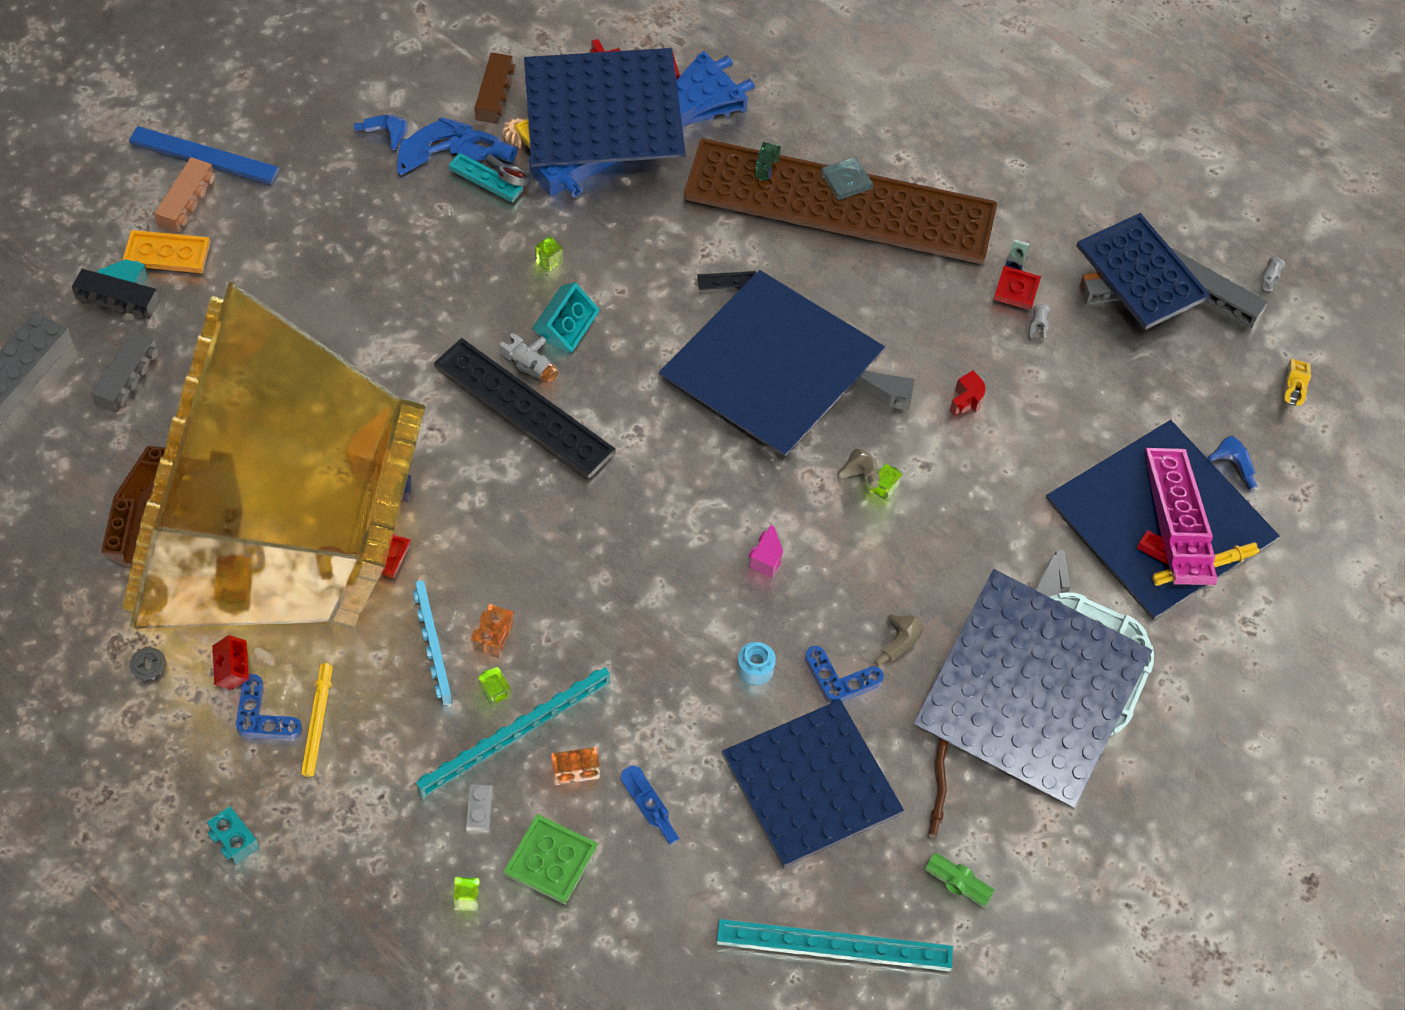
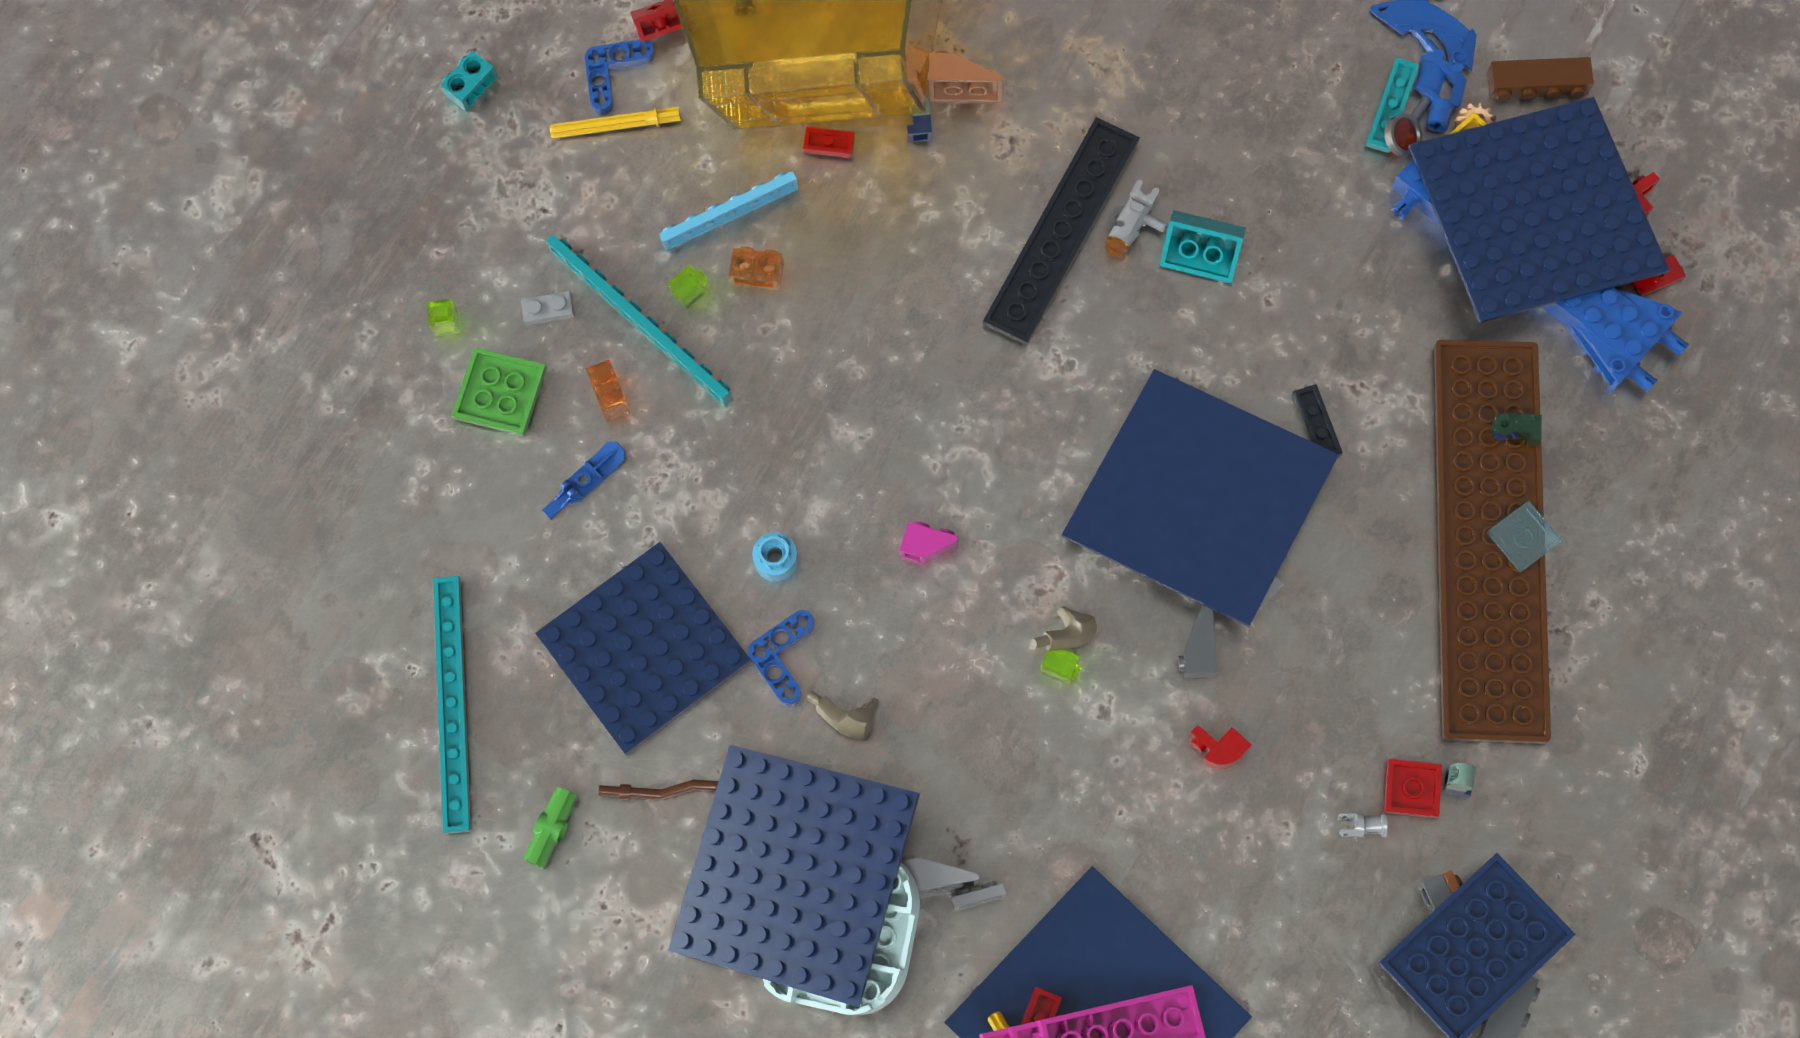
camera: 90 degrees right, 15 degrees up
(549, 253) = (1292, 203): clear neon green brick -> none

